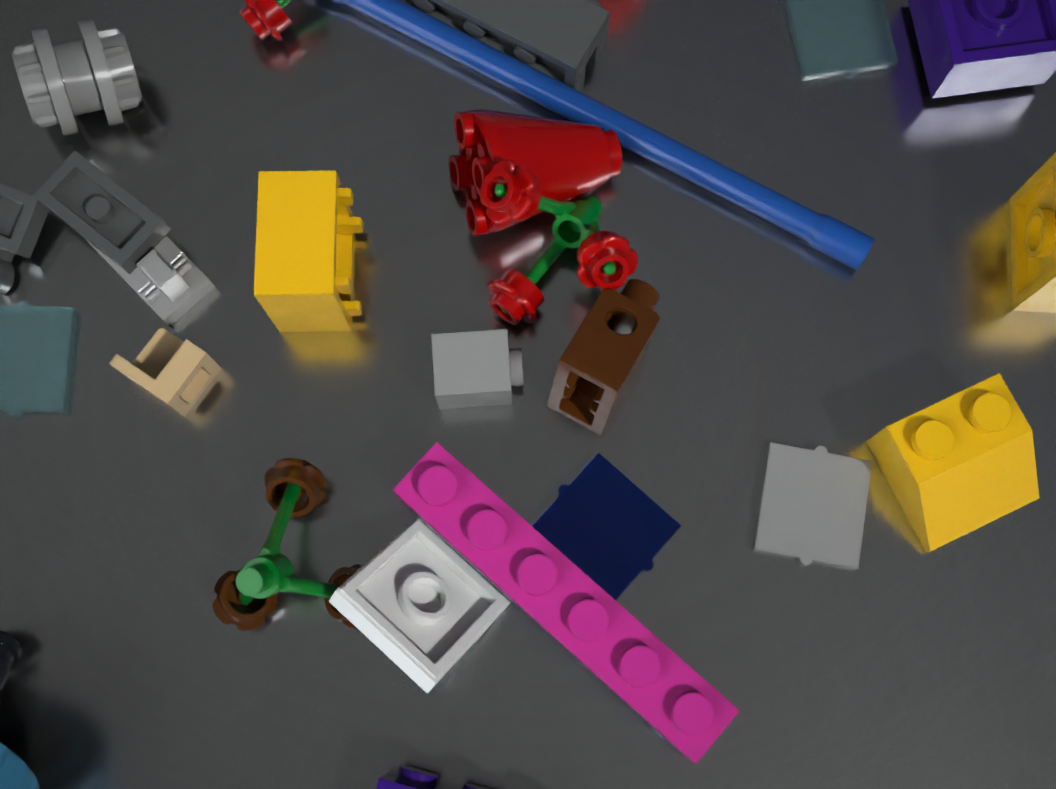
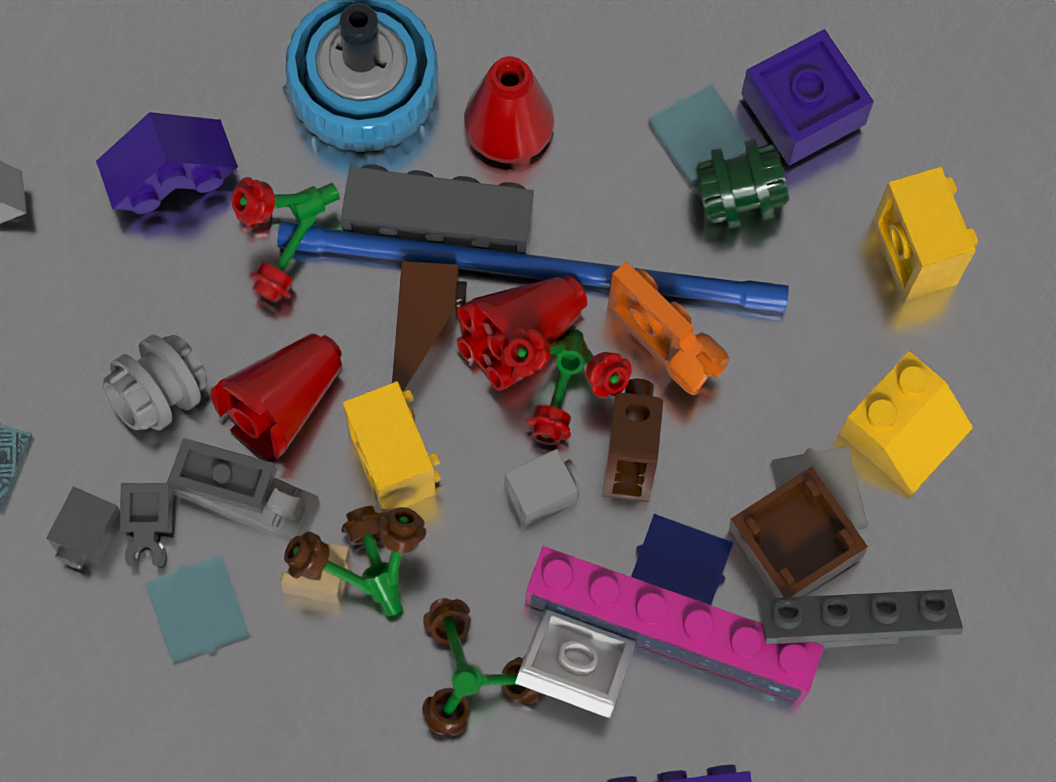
camera: 25 degrees left, 5 degrees down
(214, 139) = (278, 393): none -> red cone
(258, 360) = (398, 531): none -> reddish brown plant
(414, 122) = (424, 318): none -> reddish brown slope
(701, 232) = (665, 329): none -> orange plate
(764, 552) = (797, 536): none -> reddish brown container
(801, 692) = (859, 618): none -> dark grey bracket
(867, 94) = (742, 183): none -> dark green piece

